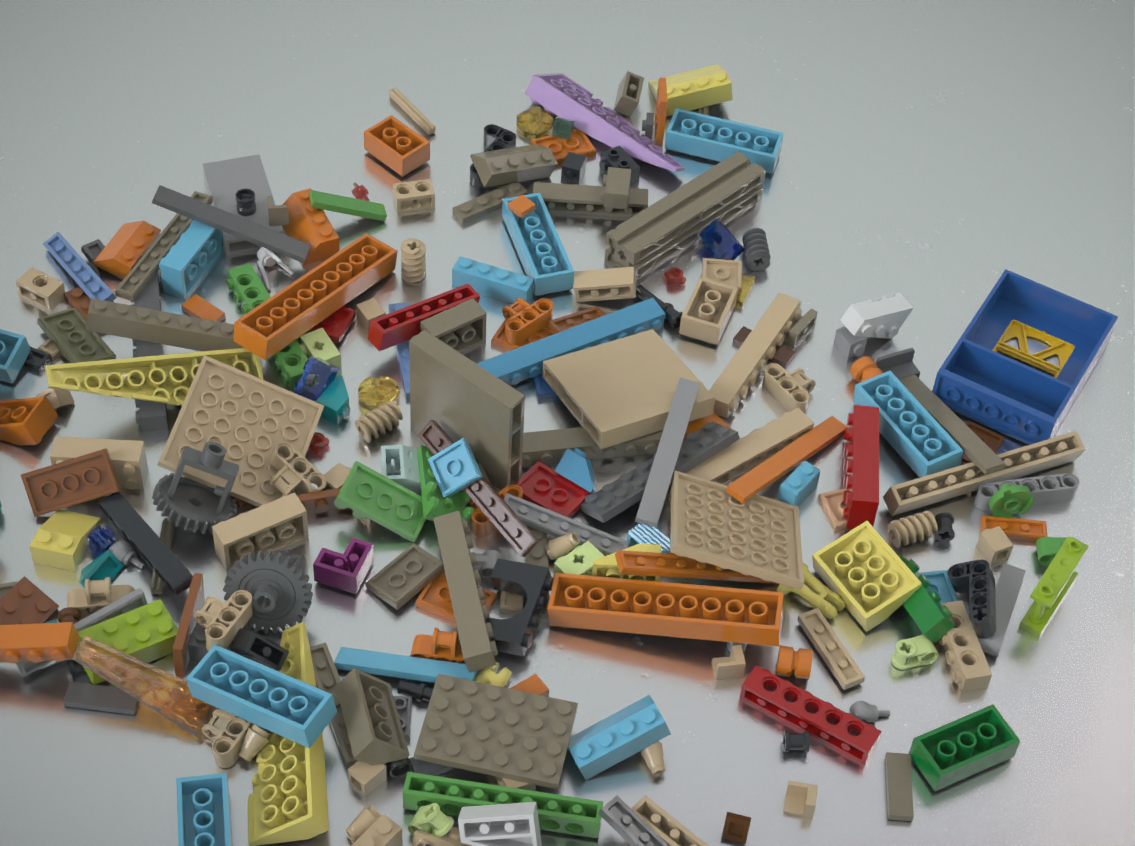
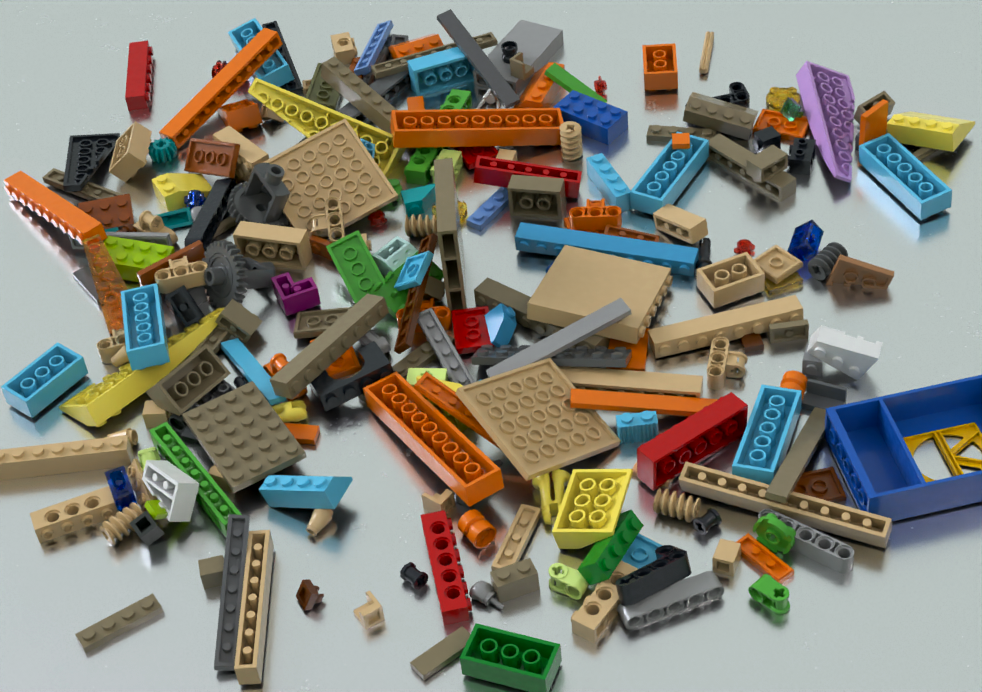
camera: 55 degrees right, 5 degrees down
(325, 374) = (416, 175): clear blue brick -> none
(331, 628) = (238, 321): none -> dark tan brick
(396, 224) = (596, 118): none -> blue brick
(413, 196) = (635, 103): tan brick -> none
(562, 545) = (431, 361): tan cone -> none
(683, 214) = (783, 207): dark tan piece -> none
(795, 245) = (856, 272): none -> medium nougat wing
(879, 681) = (515, 580): none -> dark tan brick
(1053, 586) = (722, 620): lime fence -> none

